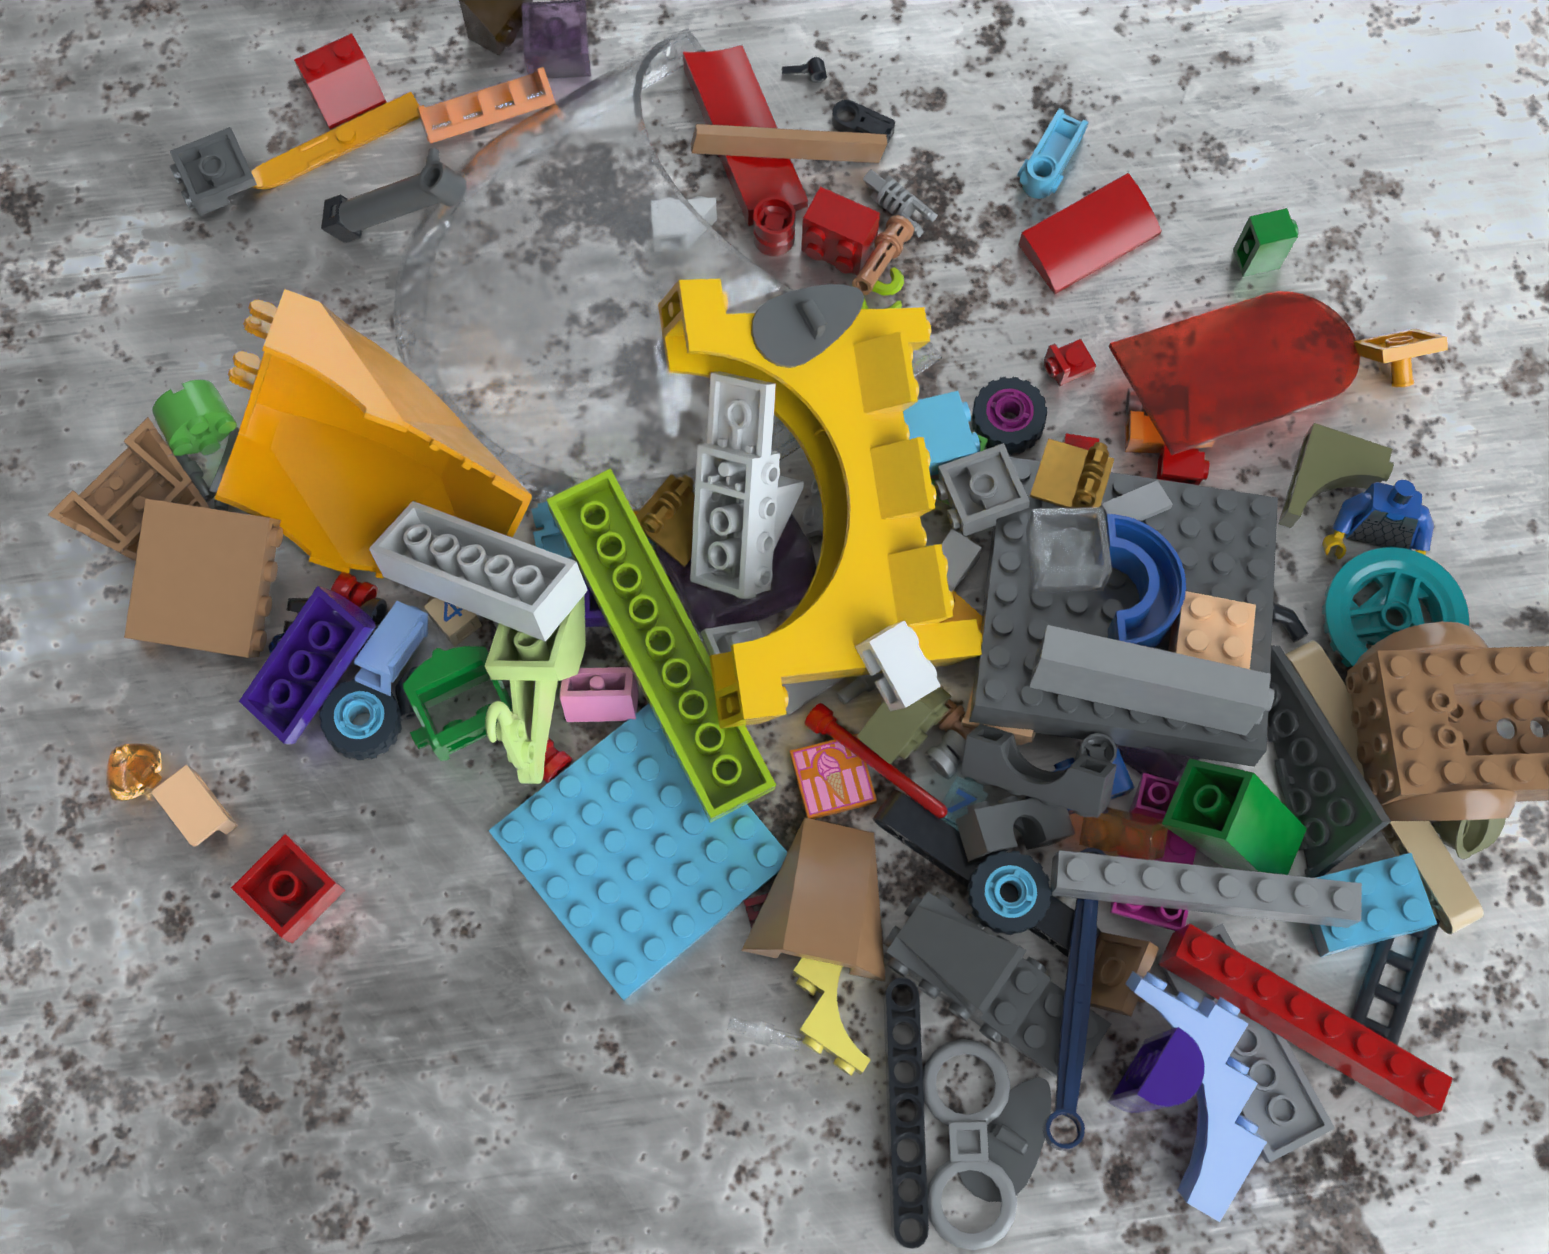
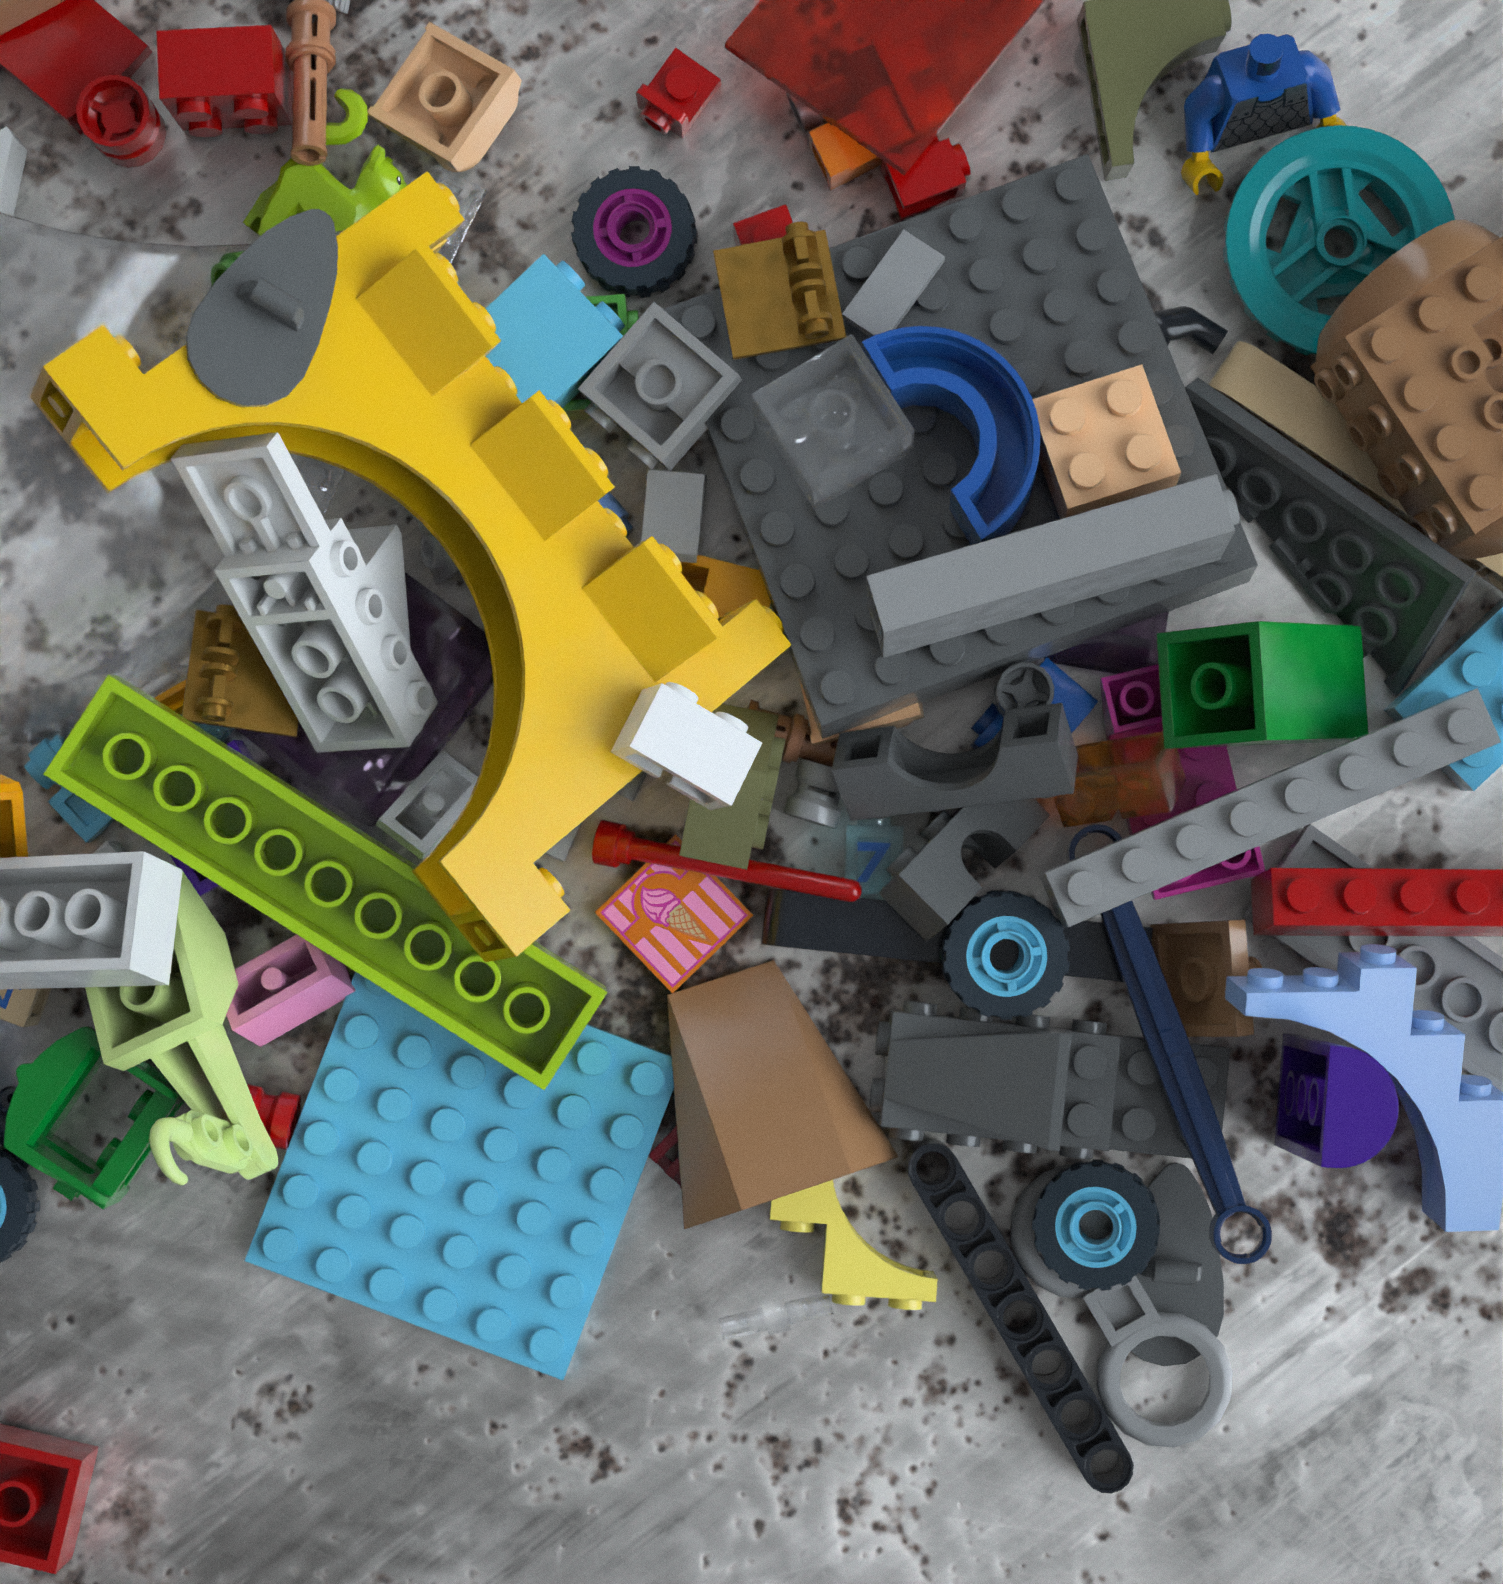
camera: 30 degrees left, 15 degrees up
(950, 300) = (448, 99): none -> light nougat slope
(976, 1056) = (1090, 1260): none -> black wheel

